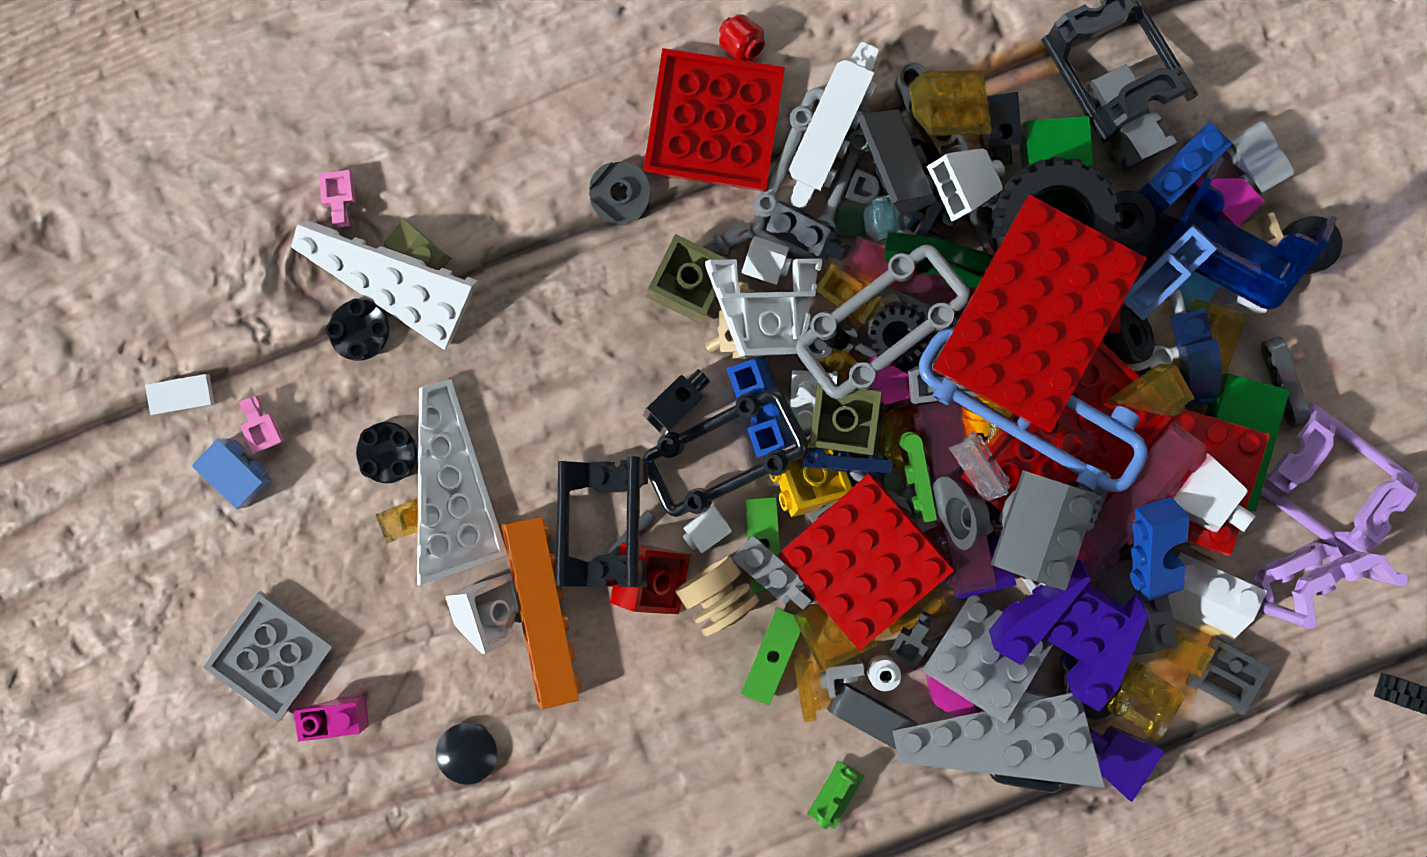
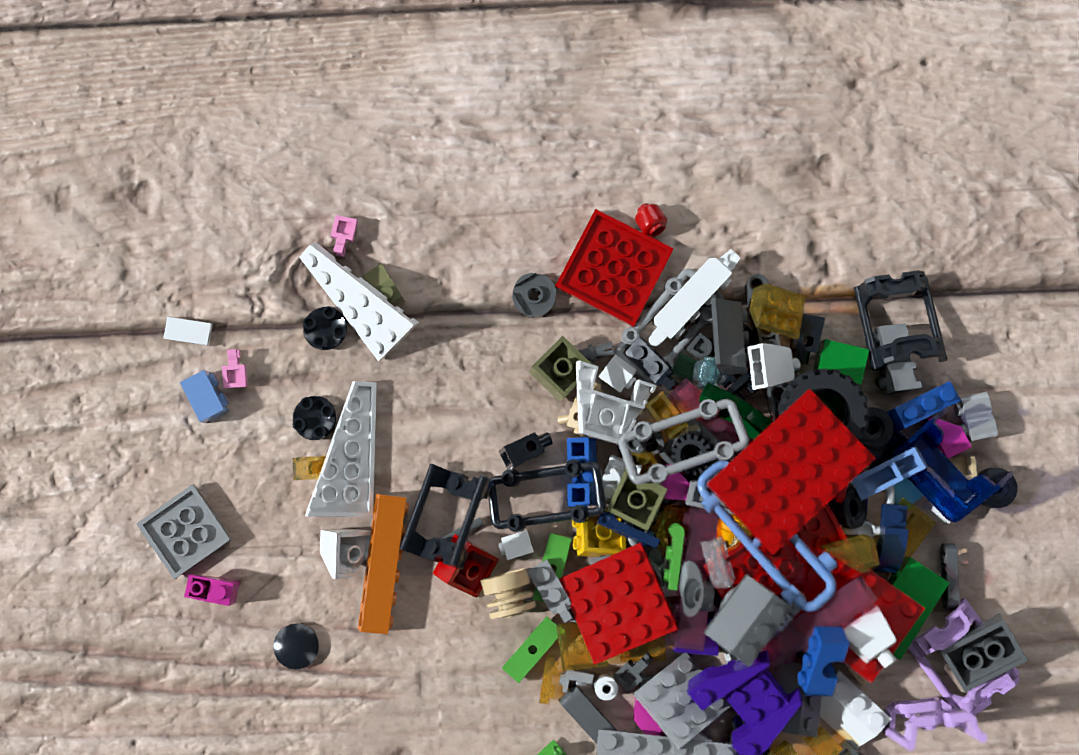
camera: 20 degrees right, 5 degrees down
(1363, 466) = (983, 653): none -> dark grey slope

